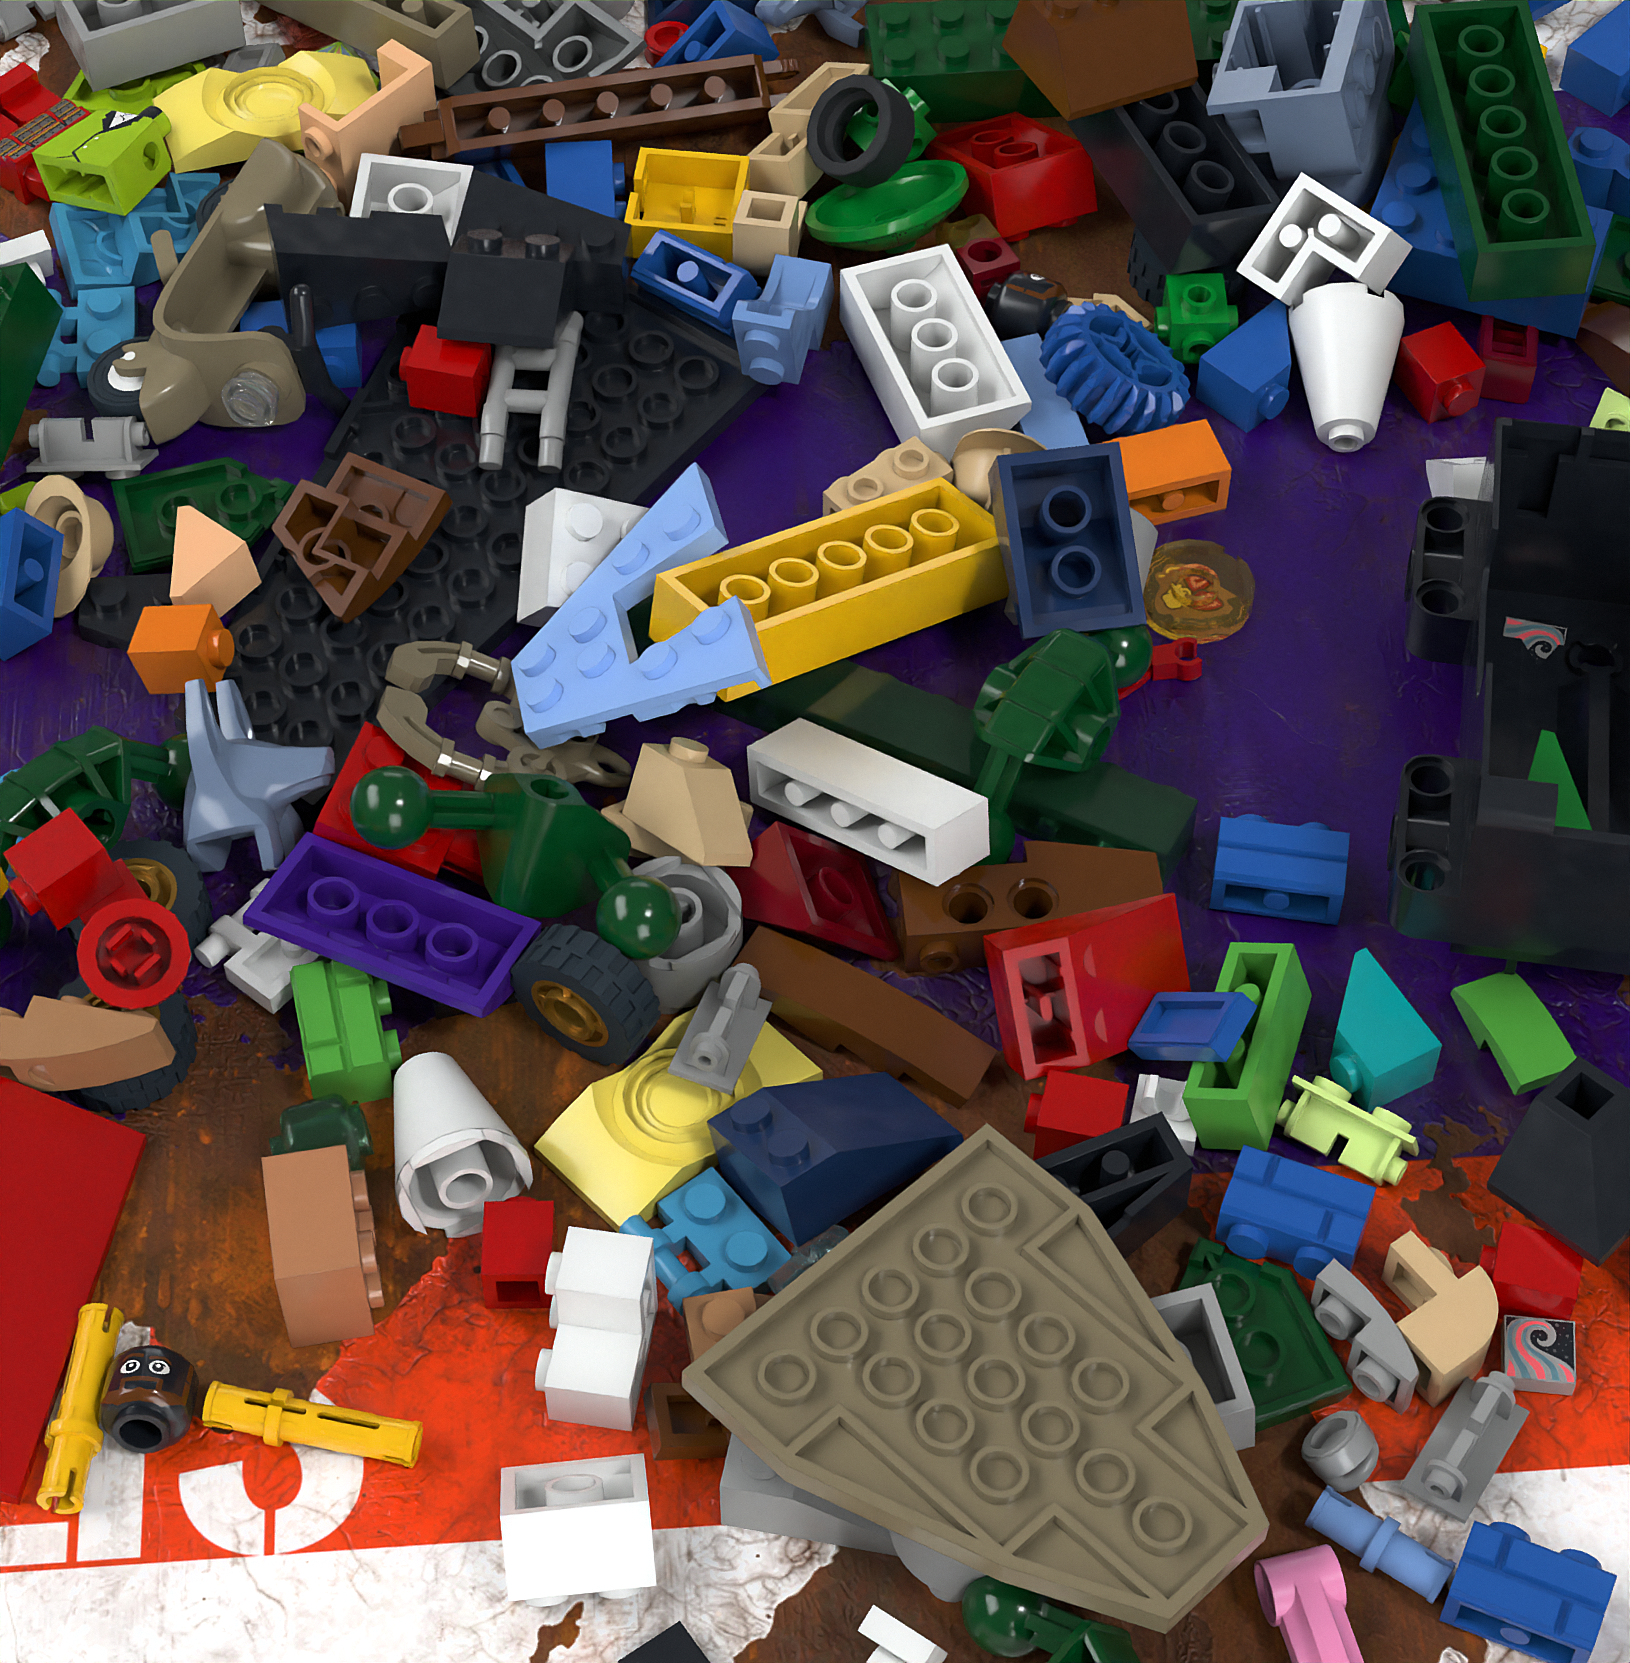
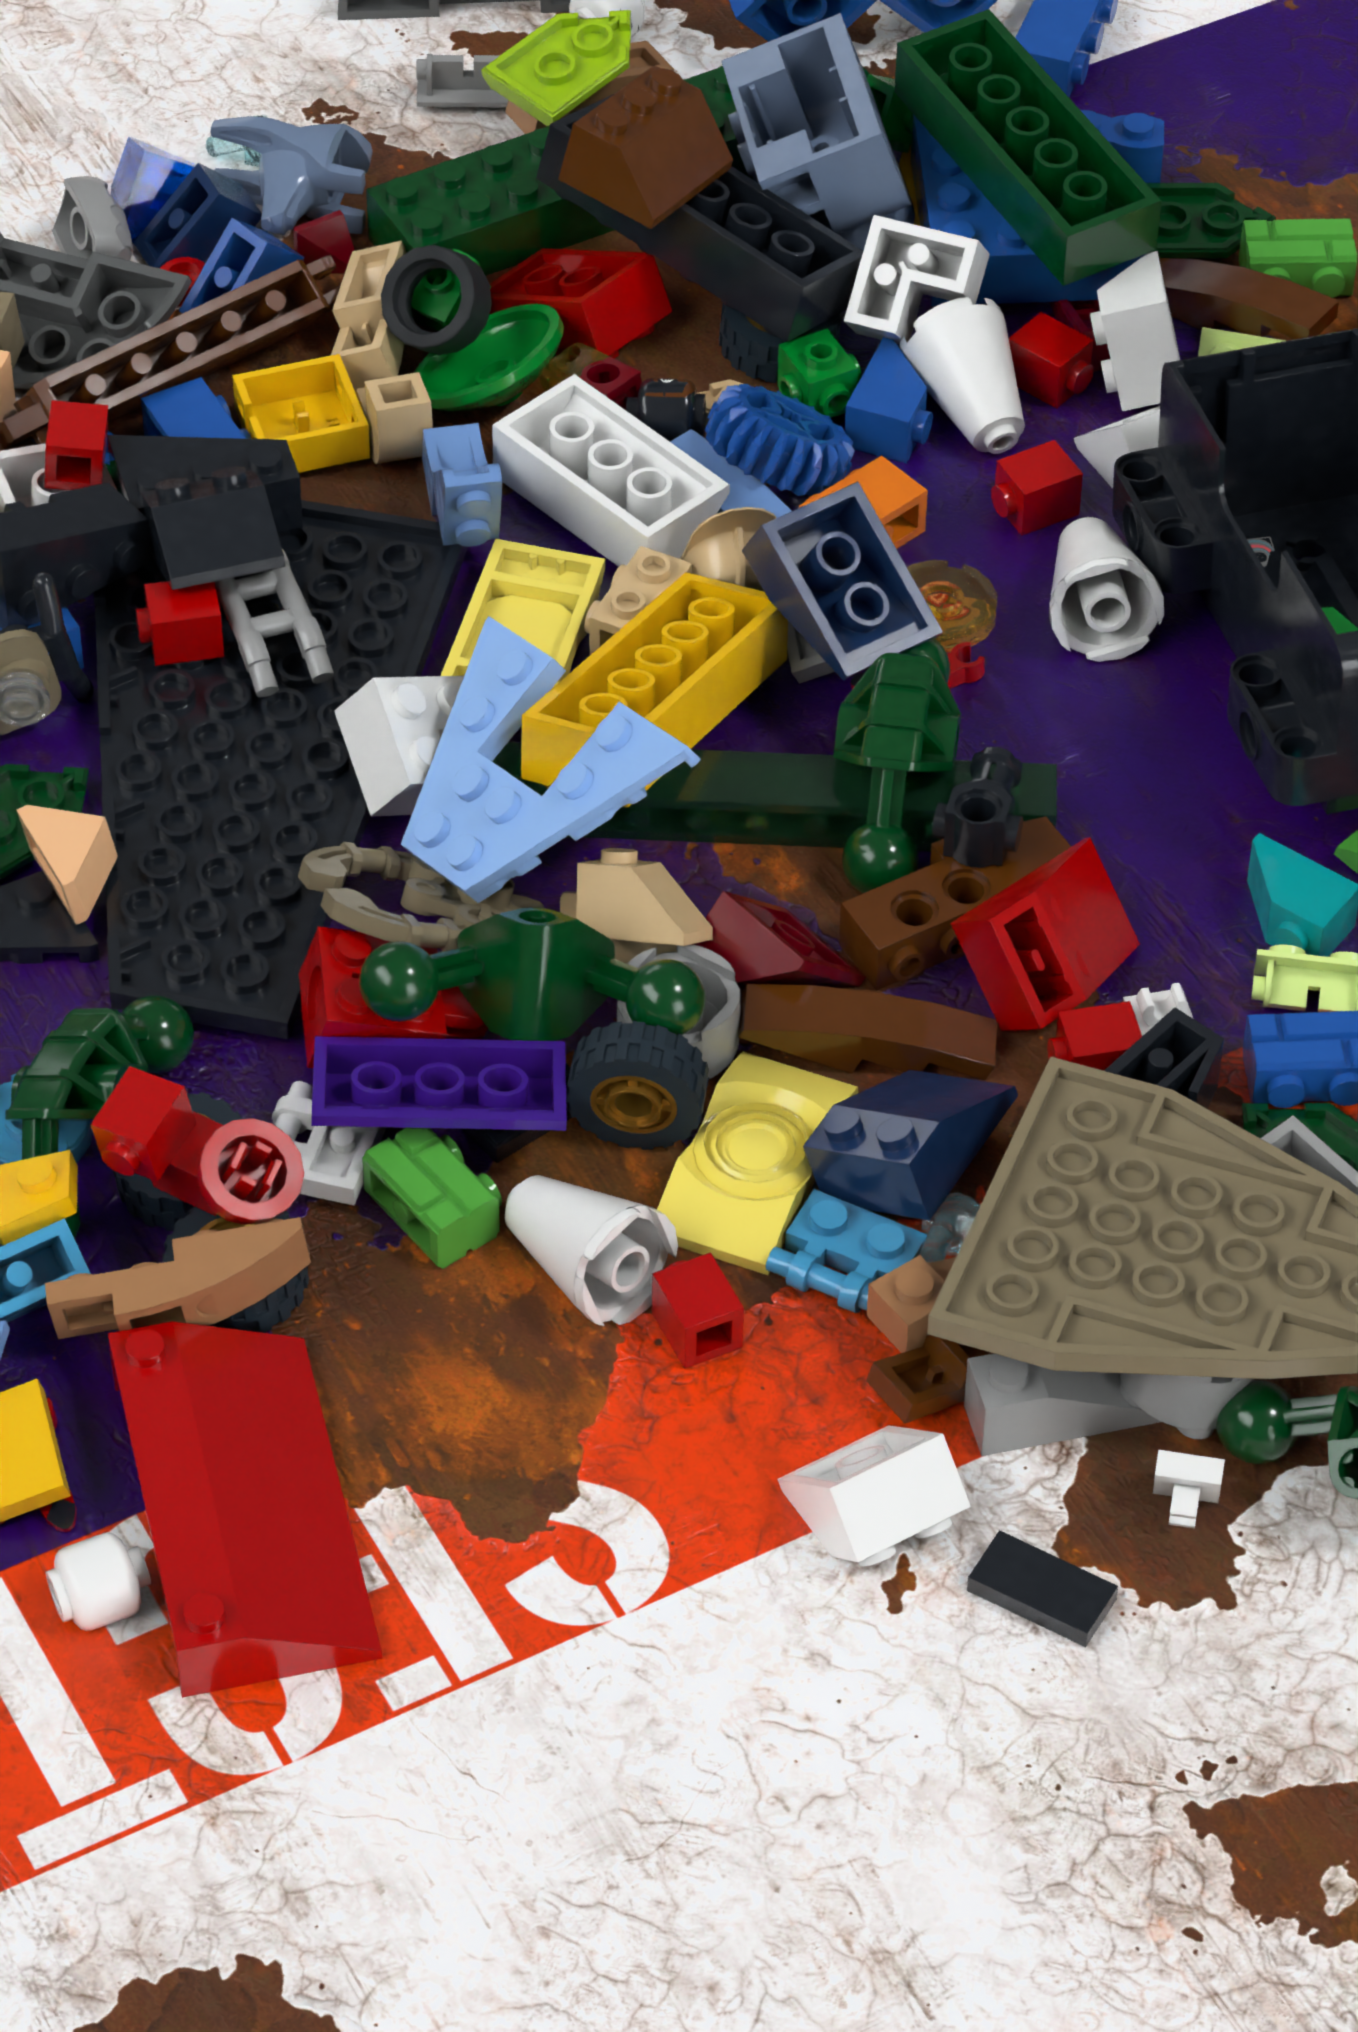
camera: 25 degrees left, 5 degrees down
(76, 1433) = (404, 1580): yellow pin -> none
(148, 1398) = (453, 1529): black head -> none
(180, 646) = (93, 929): orange brick -> none
(241, 782) = (232, 1017): sand blue piece -> none
(285, 1418) = (589, 1502): yellow pin -> none
(322, 1245) = (534, 1355): nougat brick -> none
(324, 1124) = (474, 1283): clear green head -> none
(359, 531) = (186, 780): reddish brown slope -> none
(437, 170) = (75, 445): none -> red brick
(604, 1327) = (806, 1335): white brick -> none
(694, 280) = (362, 477): blue brick -> none
(722, 1030) = (768, 1073): light grey hinge -> none
(783, 463) = (535, 595): none -> light yellow slope
(809, 42) = (325, 237): none -> dark red slope
(869, 801) = (786, 852): white brick -> none
(1076, 829) = (979, 815): none -> black connector
(1192, 1026) = (1159, 936): blue tile -> none
(1241, 1098) = (1204, 940): bright green brick -> none
(1280, 869) = (1146, 801): blue brick -> none
(1350, 631) = (1102, 593): none -> white cone
(1352, 500) = (1037, 487): none -> red brick
(1536, 364) = (1138, 332): none -> white slope

